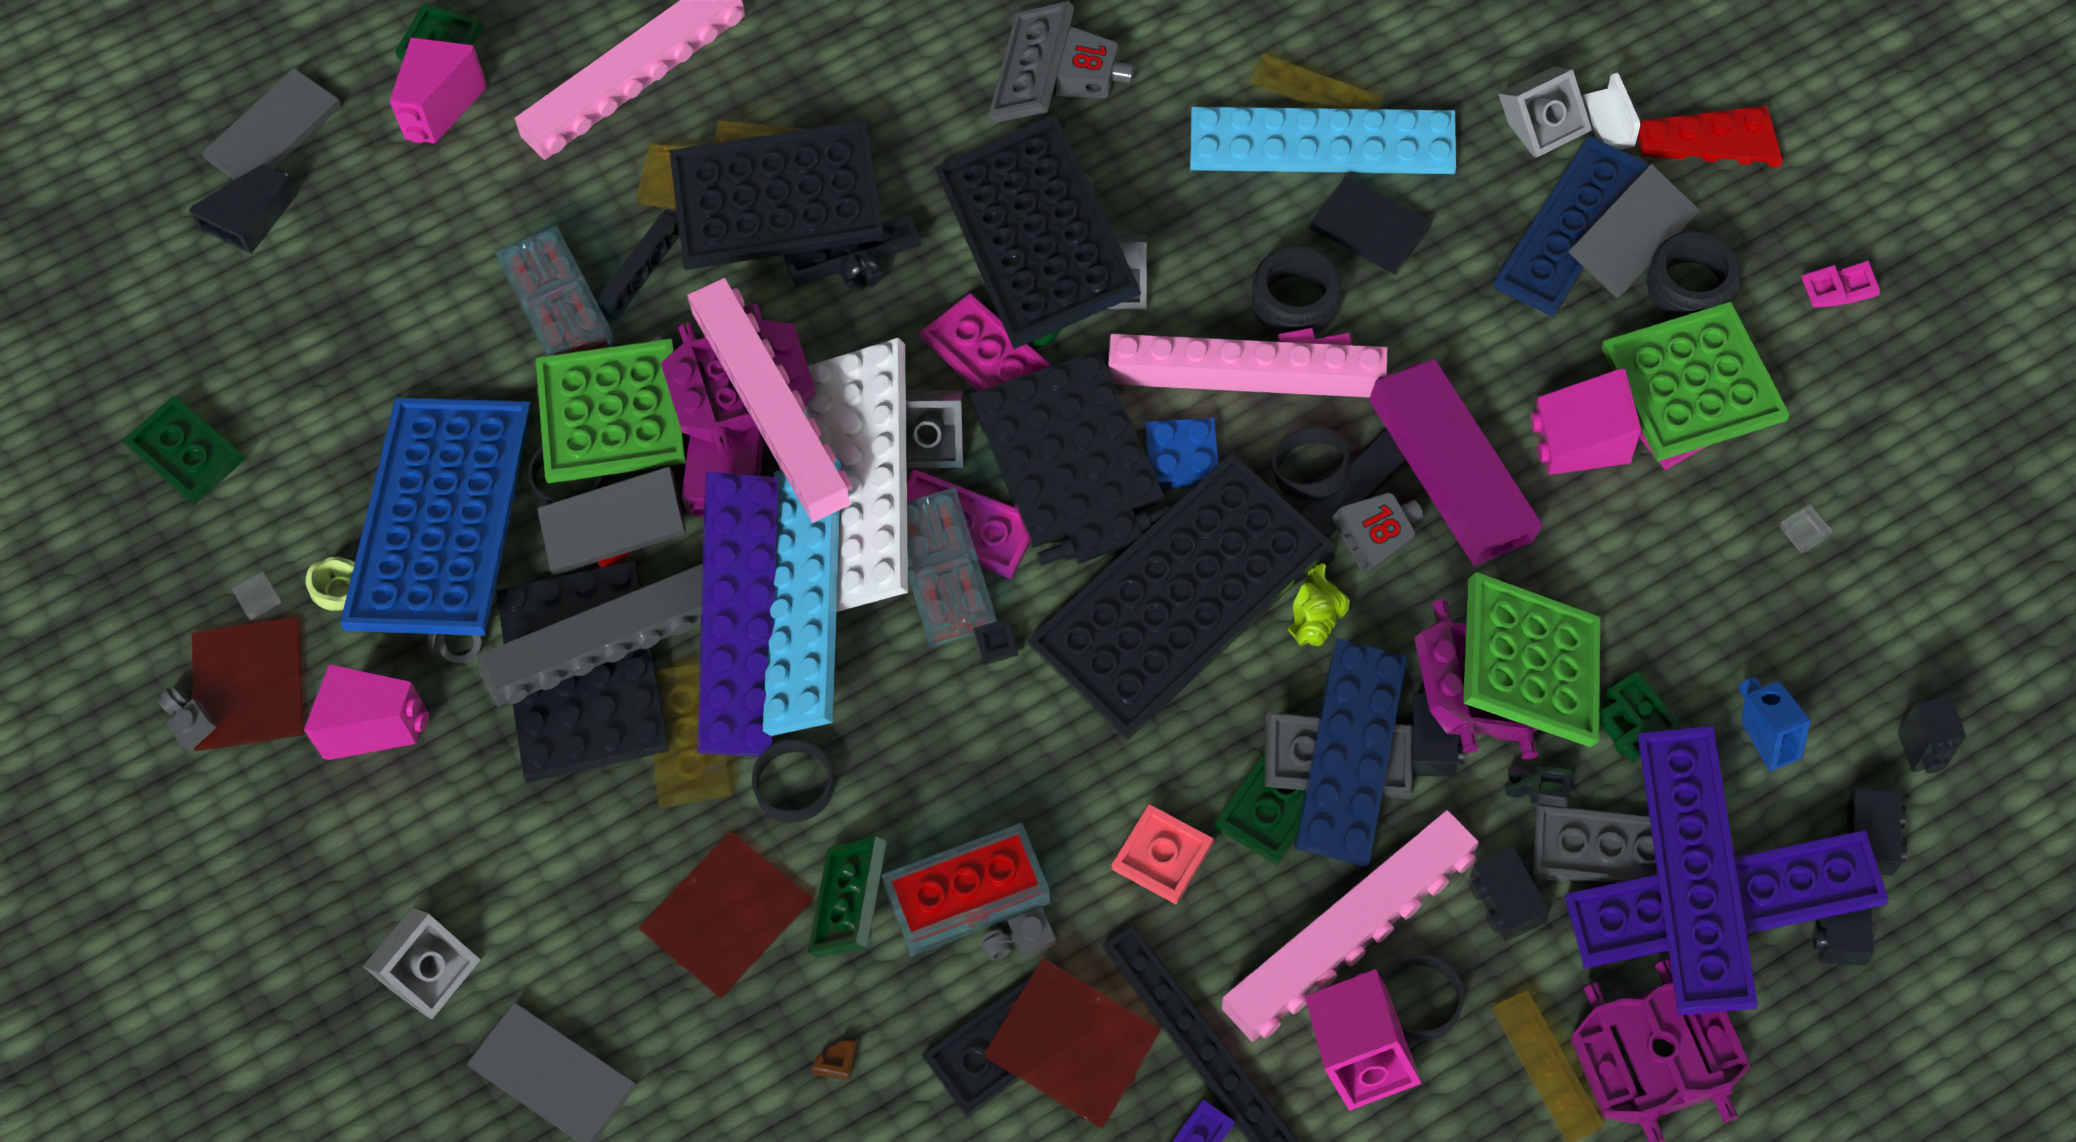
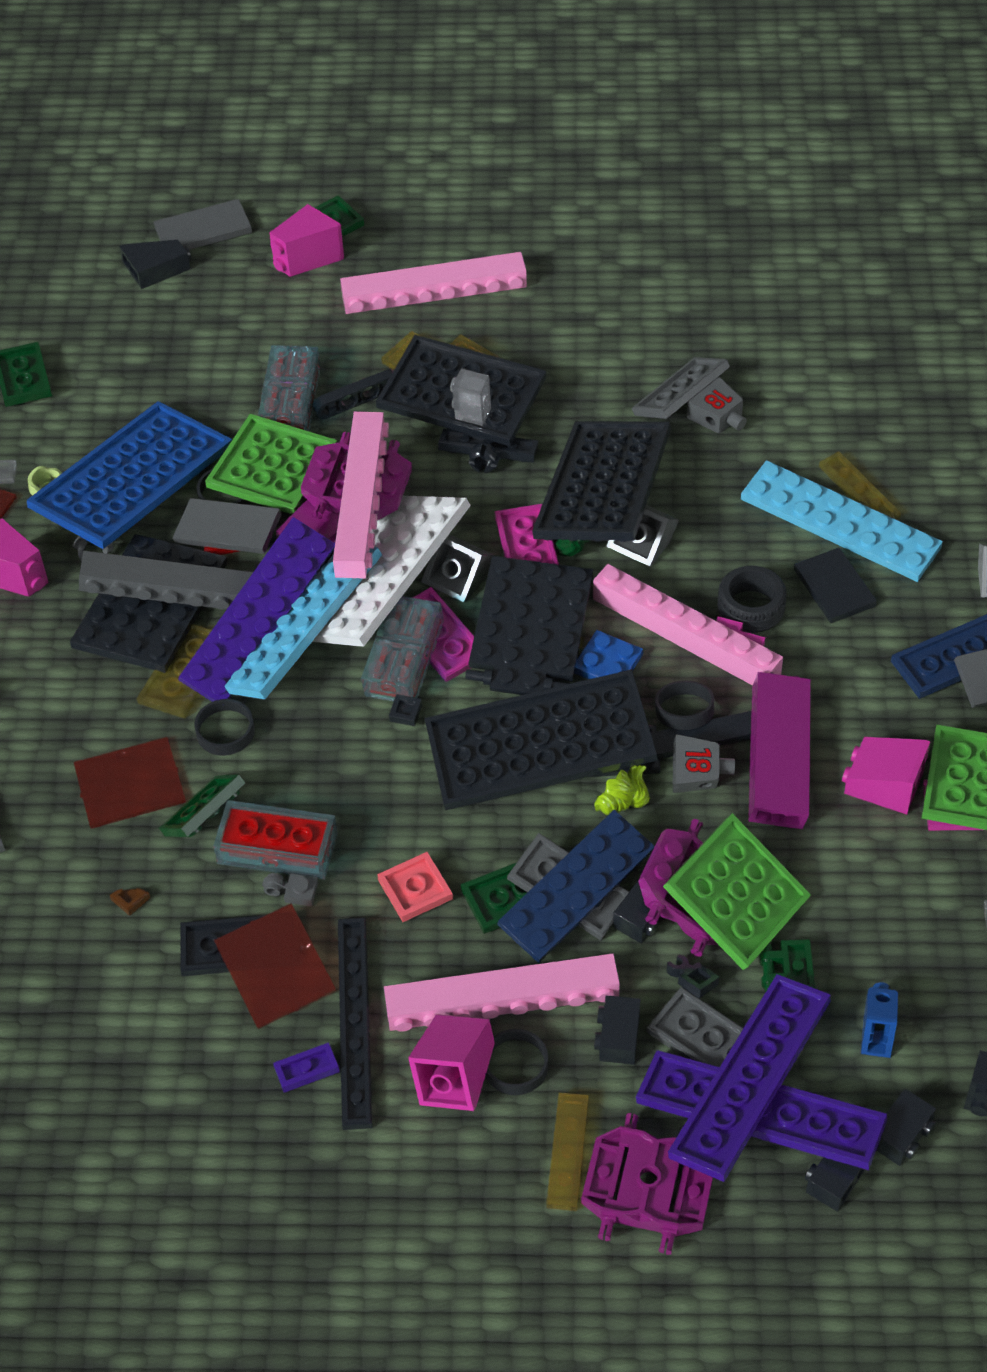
camera: 30 degrees right, 10 degrees down
(809, 202) = (471, 396): none -> clear brick

